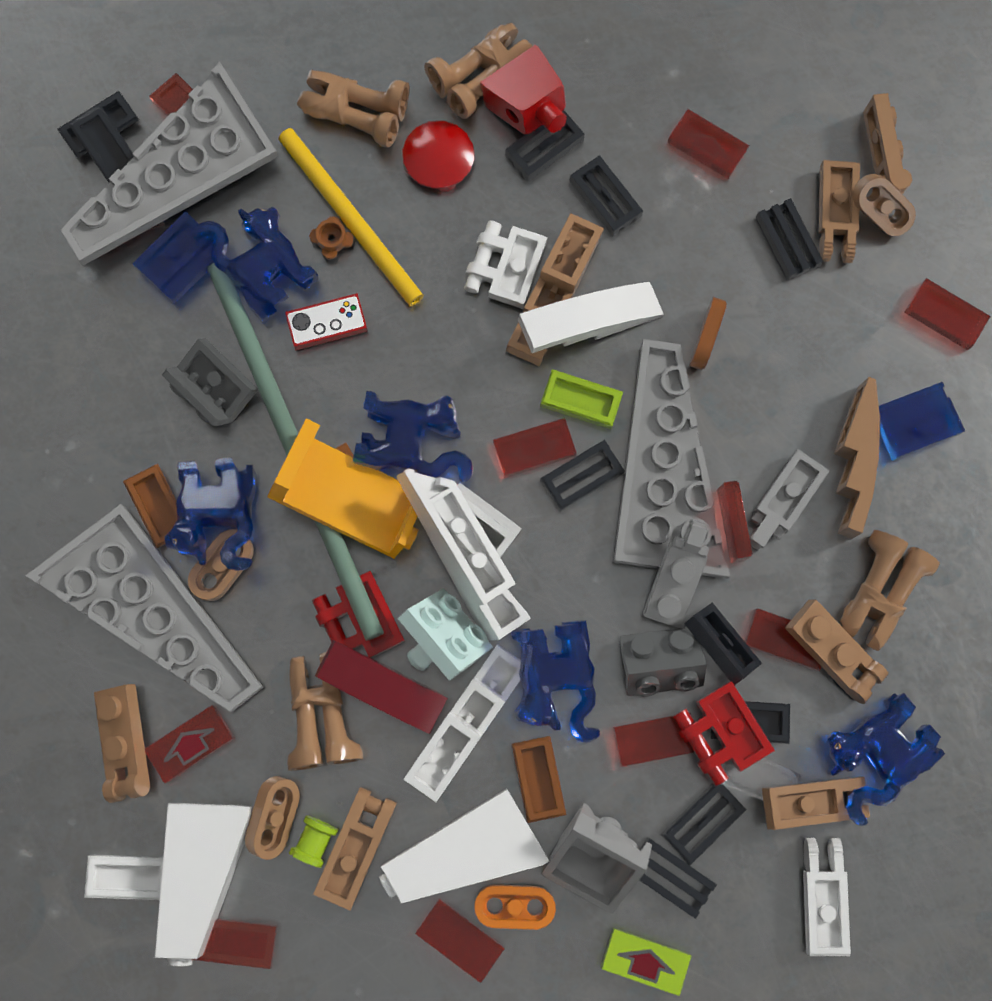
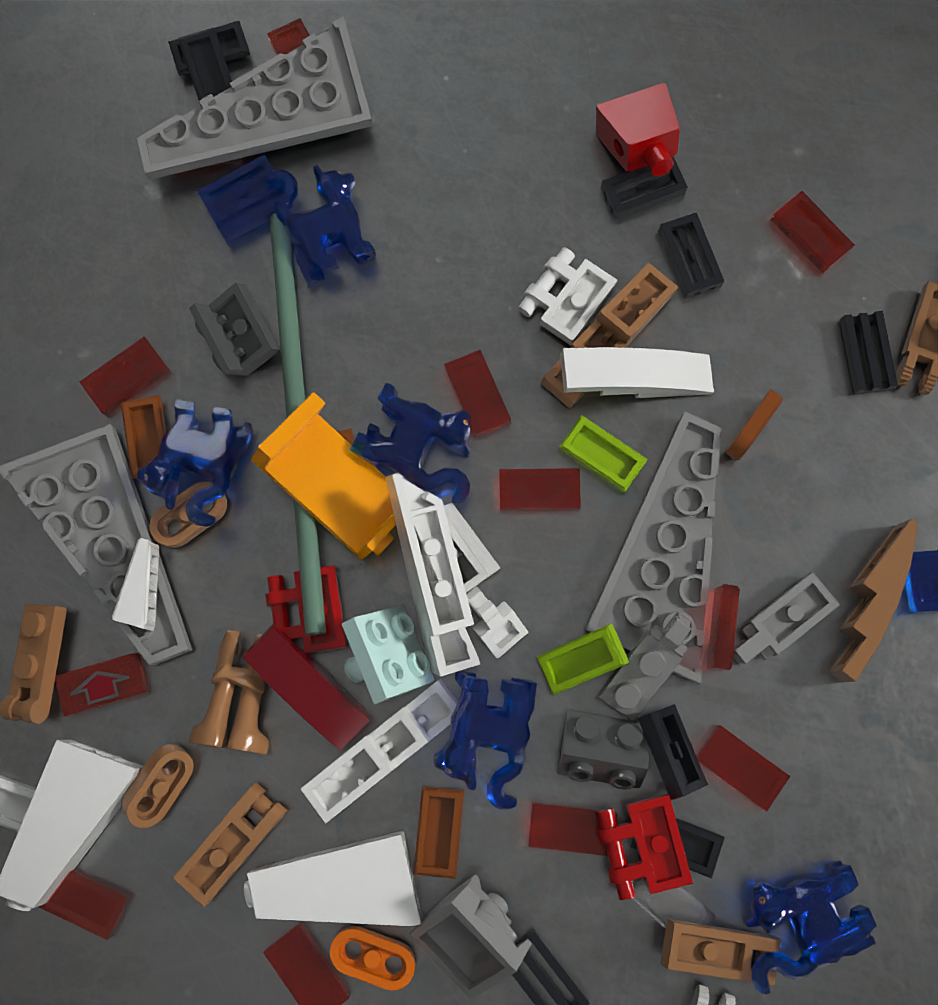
camera: 25 degrees right, 0 degrees up
(117, 455) = (124, 376): none -> clear red tile
(201, 649) = (139, 590): none -> white slope
(313, 841) = (190, 823): lime bush -> none
(326, 321) = (369, 302): tile -> none
(329, 227) = (396, 210): dark orange plate -> none
(341, 90) = (453, 80): medium nougat piece -> none
(350, 217) = (427, 206): yellow piece -> none
(438, 155) = (533, 168): red dish -> none
(451, 376) = (477, 393): none -> clear red tile
(488, 54) = (612, 81): medium nougat piece -> none
(536, 578) = (499, 625): none -> white plate
(554, 492) = (546, 541): black tile -> none
(619, 586) = (583, 659): none -> lime tile
(714, 834) = (602, 948): black tile -> none
(836, 650) = (790, 796): medium nougat plate -> none
(869, 598) = (843, 754): medium nougat piece -> none

